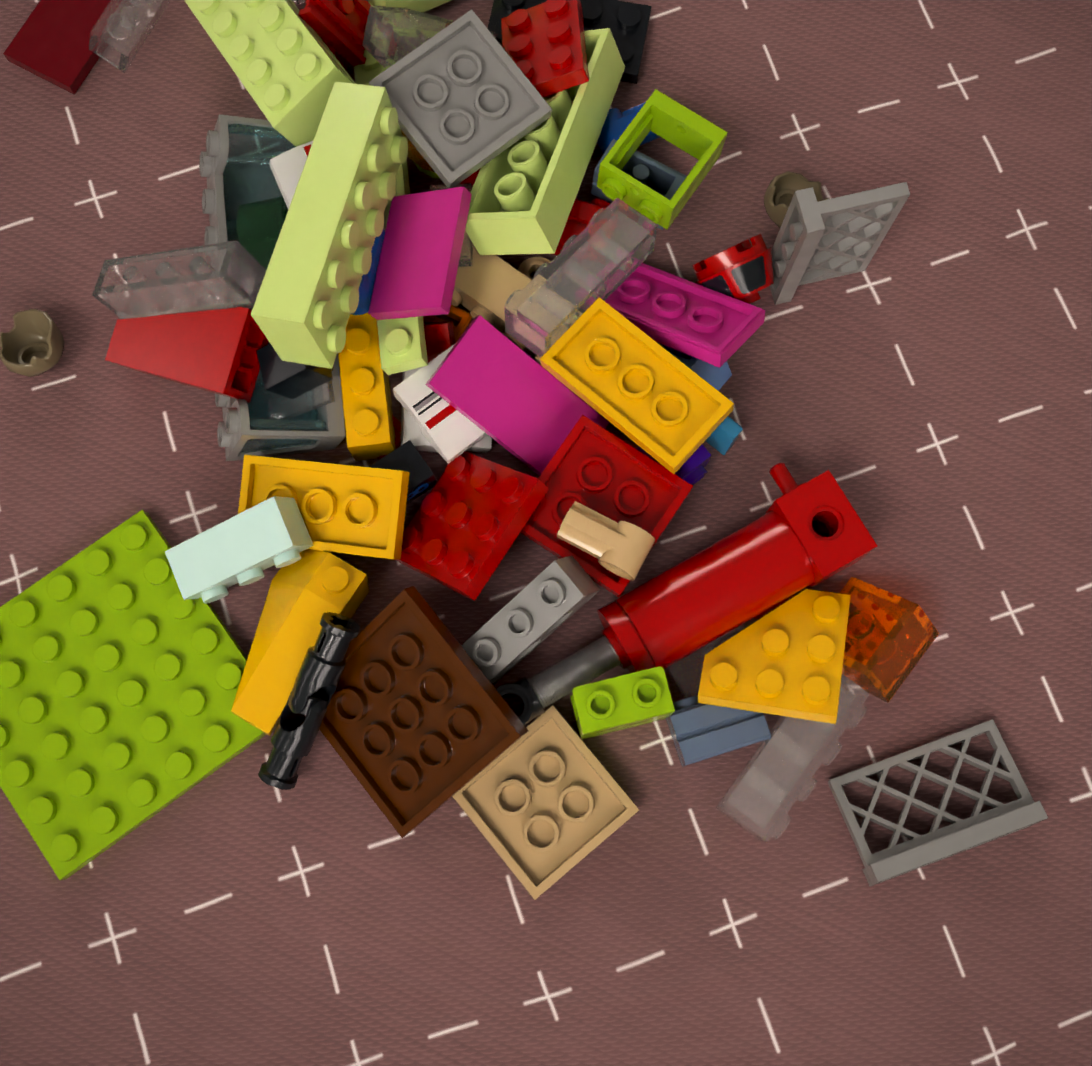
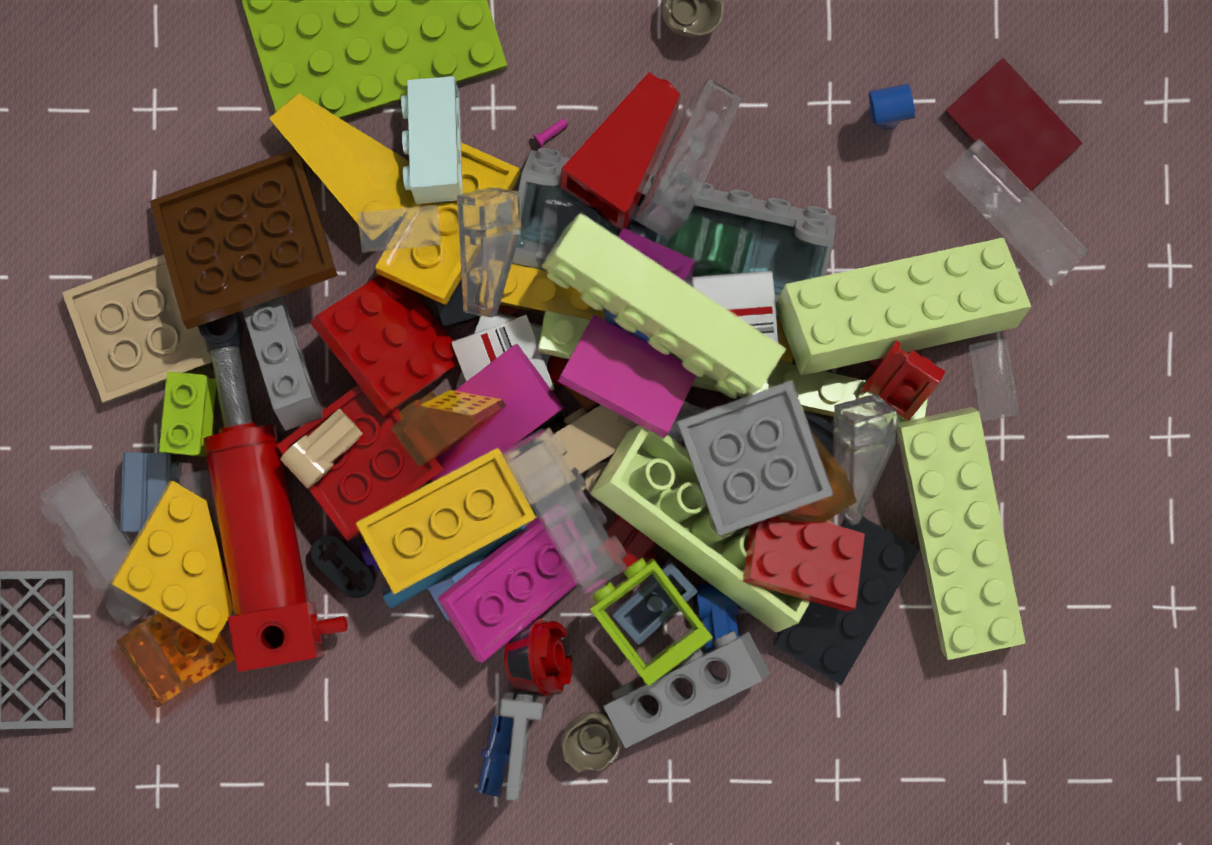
camera: 110 degrees right, 10 degrees up
(74, 122) = (891, 106): none -> blue piece
(211, 454) = (550, 132): none -> dark pink piece
(309, 697) = (284, 162): black piece -> none
(333, 444) = (488, 242): none -> clear slope
(342, 544) = (399, 228): none -> clear plate
(532, 422) = (440, 422): none -> clear orange slope
(725, 503) = (336, 573): none -> black beam
(761, 158) = (744, 669): none -> light grey brick
(844, 287) = (496, 756): none -> blue pin

